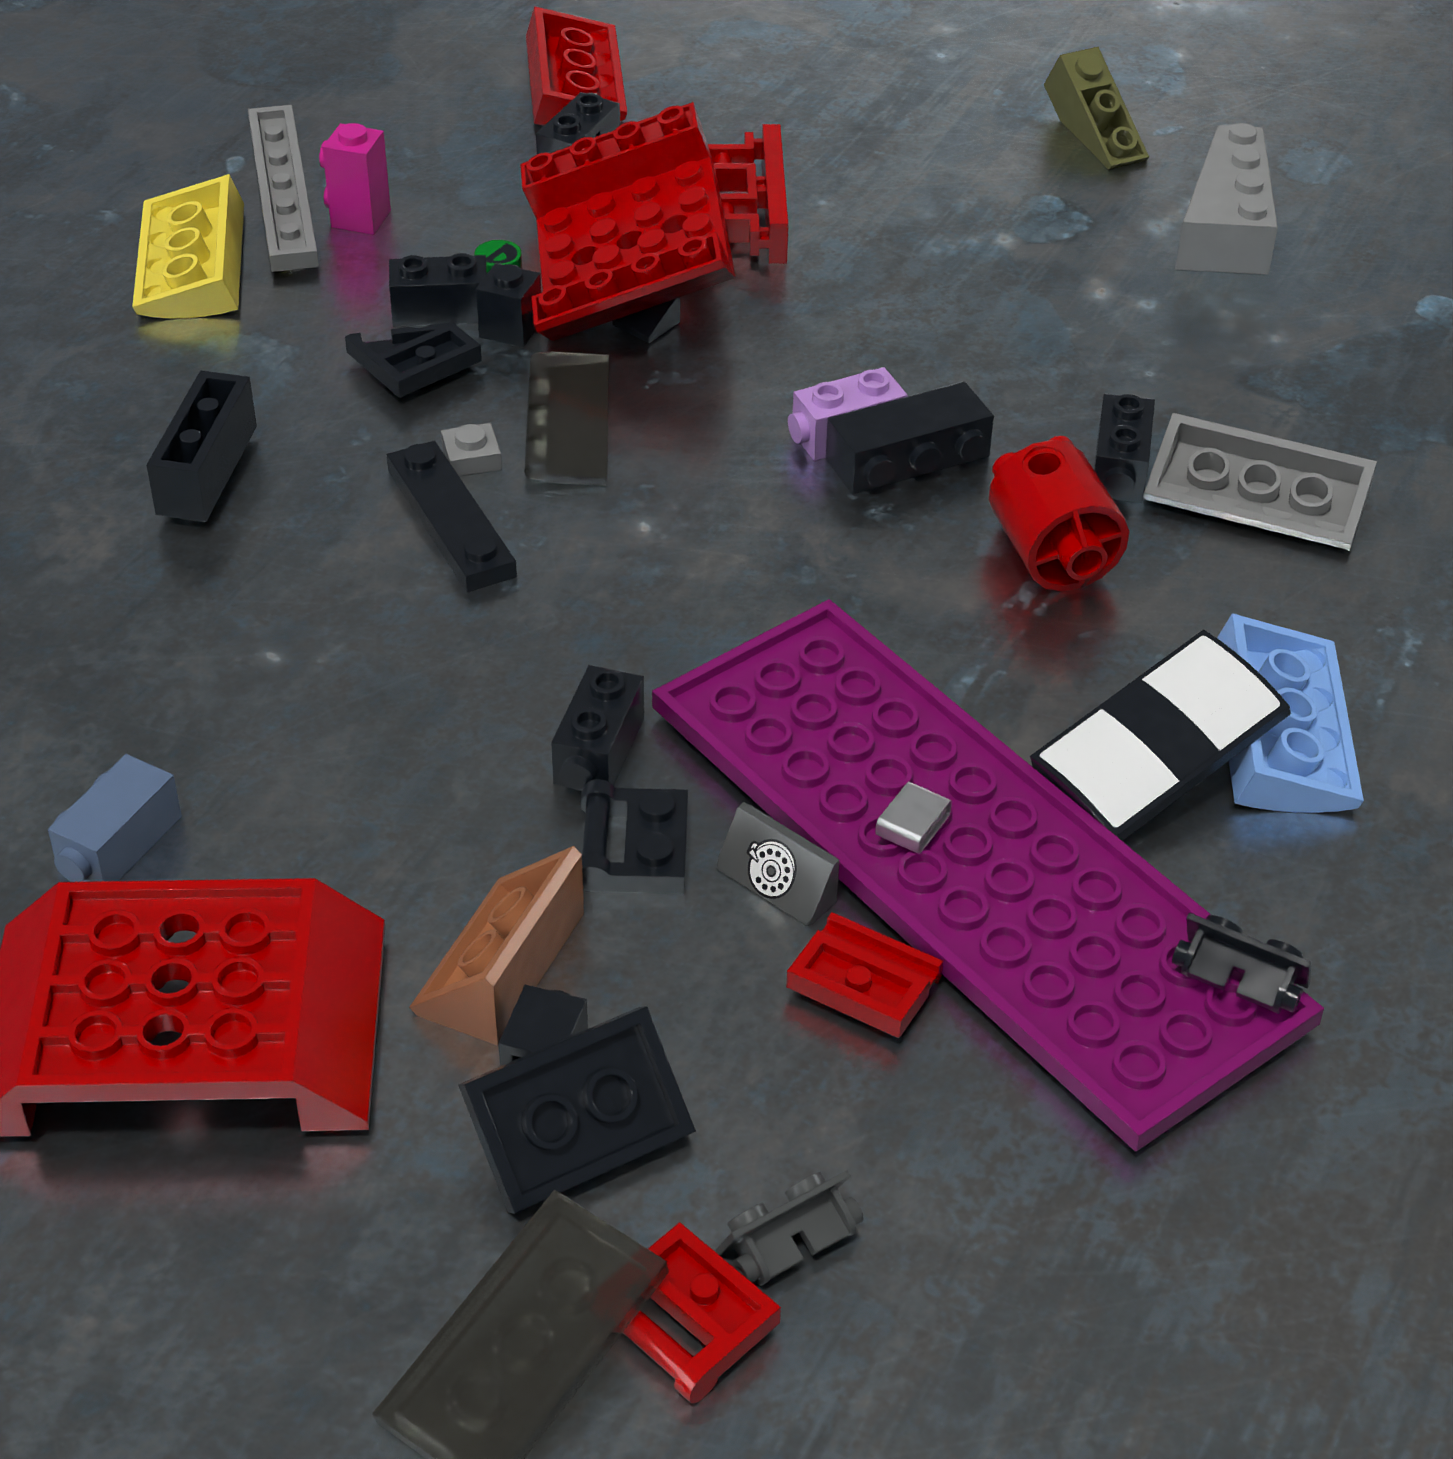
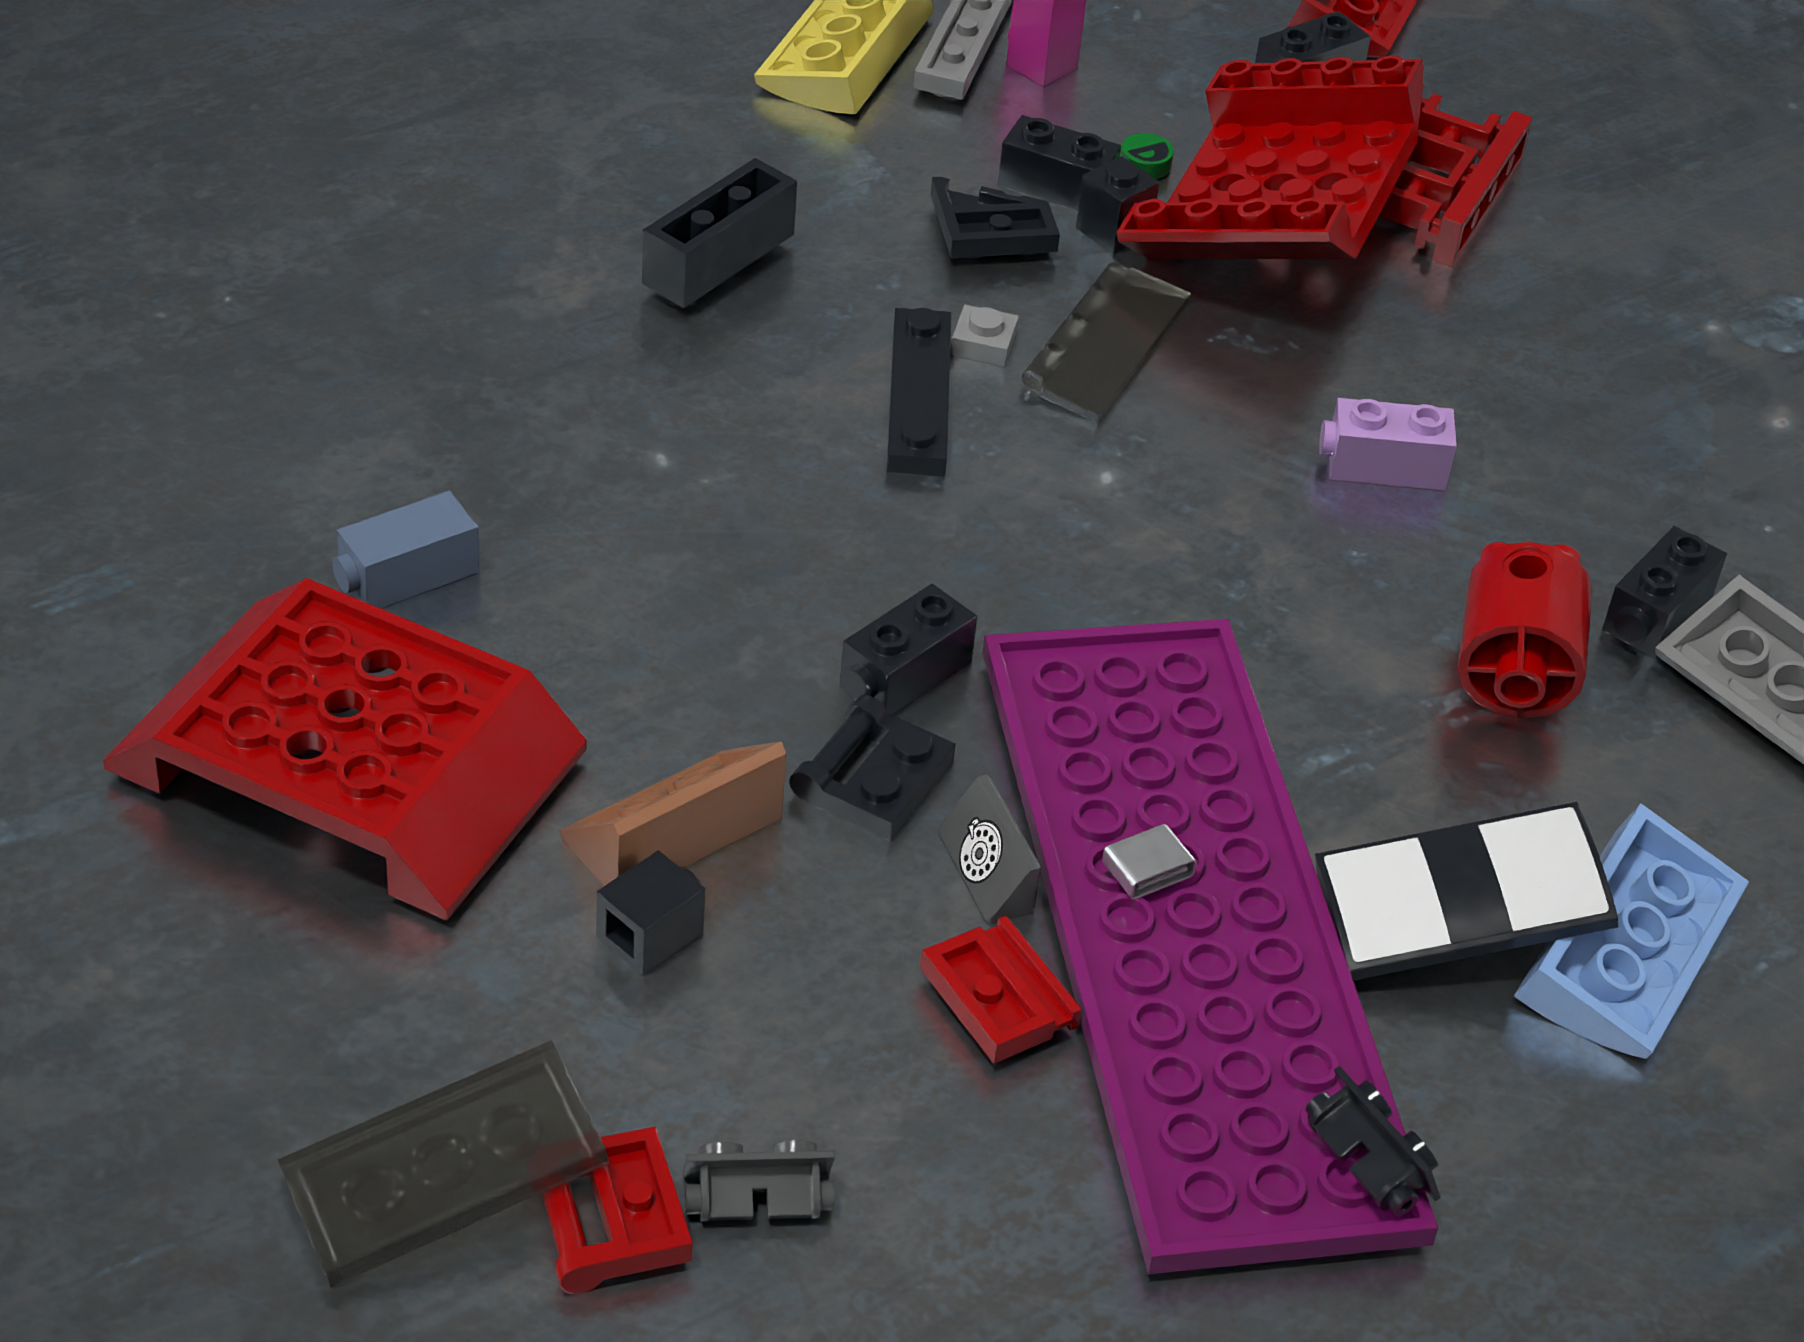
camera: 25 degrees right, 0 degrees up
(576, 1109) = (631, 982): black plate -> none
(652, 321) = (1260, 275): black slope -> none
(908, 437) = (1438, 492): black brick -> none

